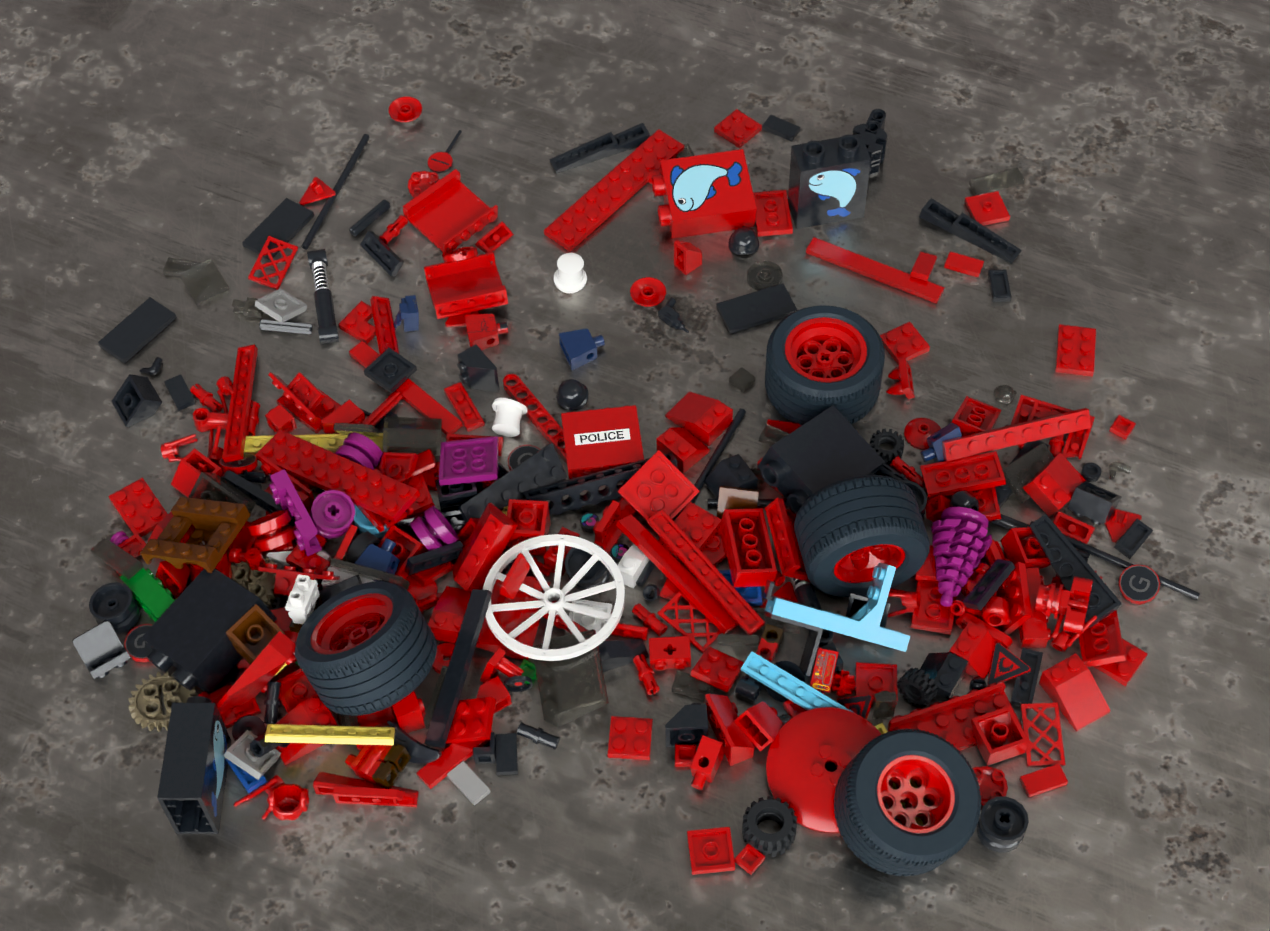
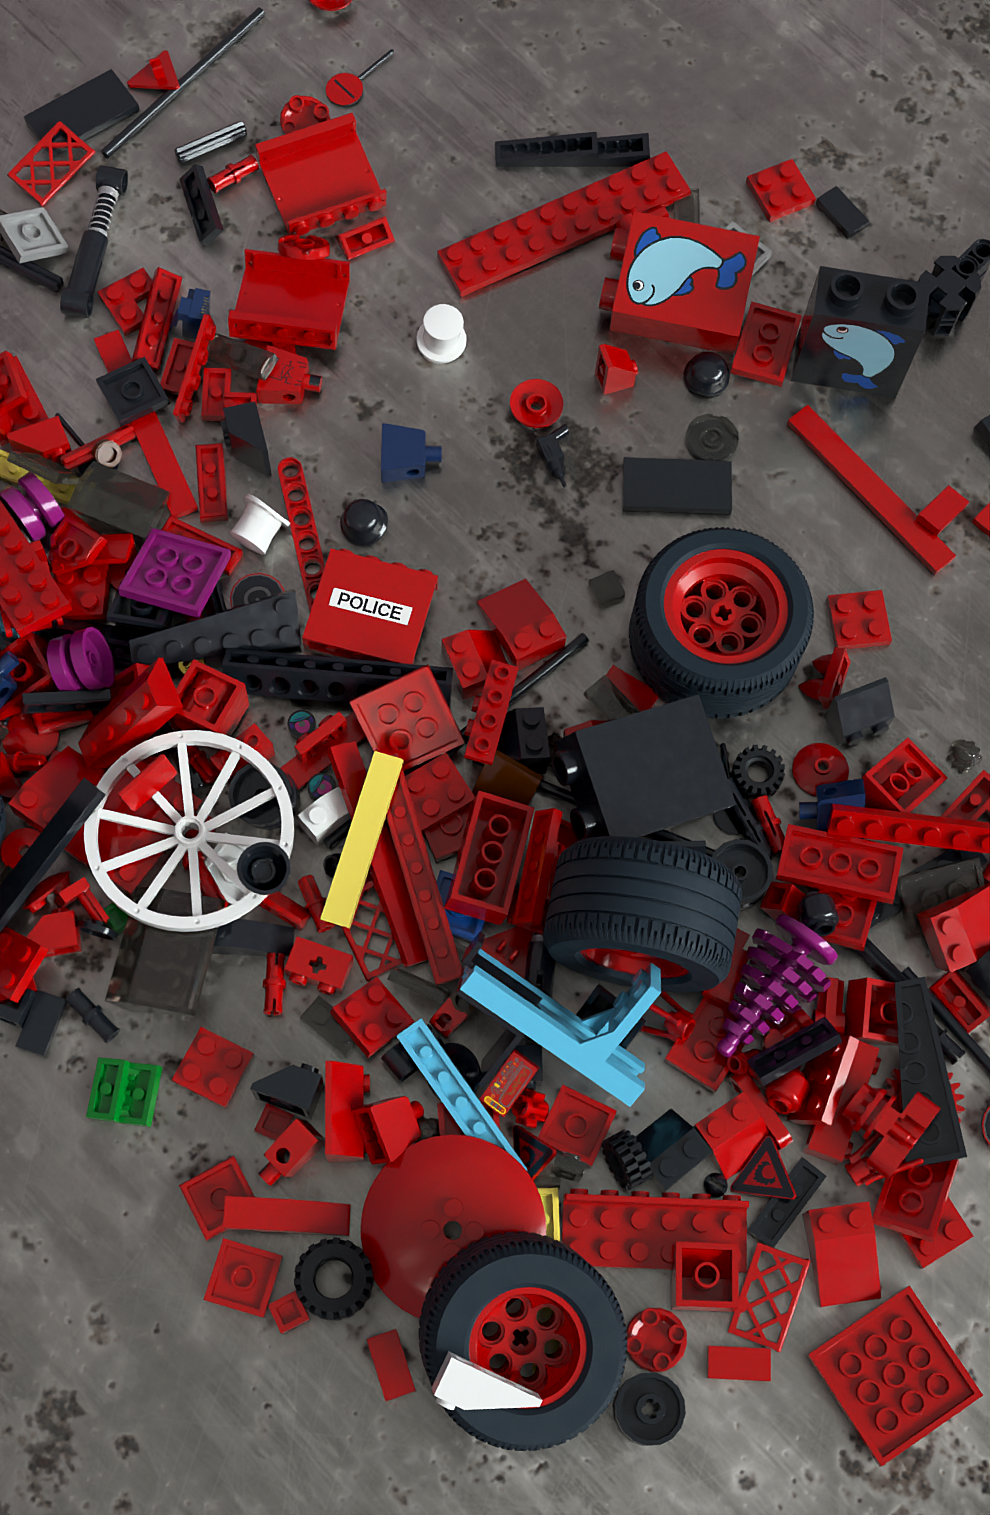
camera: 15 degrees right, 15 degrees up
(390, 410) = (107, 453): none -> tile
(415, 345) = (184, 365): none -> red bracket
(444, 356) = (218, 394): none -> red plate
(449, 327) = (241, 356): none -> clear smoke plate
(476, 666) = (53, 883): none -> red dish
(580, 773) = (124, 1092): none -> green slope
(615, 593) = (263, 868): none -> black helmet
(663, 566) = (362, 839): none -> light yellow tile
(672, 811) = (208, 1191): none -> red tile
(707, 467) = (490, 712): none -> red bracket
(719, 802) = (286, 1216): none -> red slope
(829, 865) = (391, 1365): none -> red tile
(892, 823) = (474, 1387): none -> white slope
(932, 389) = (861, 712): none -> black slope
(1140, 749) = (894, 1375): none -> red plate

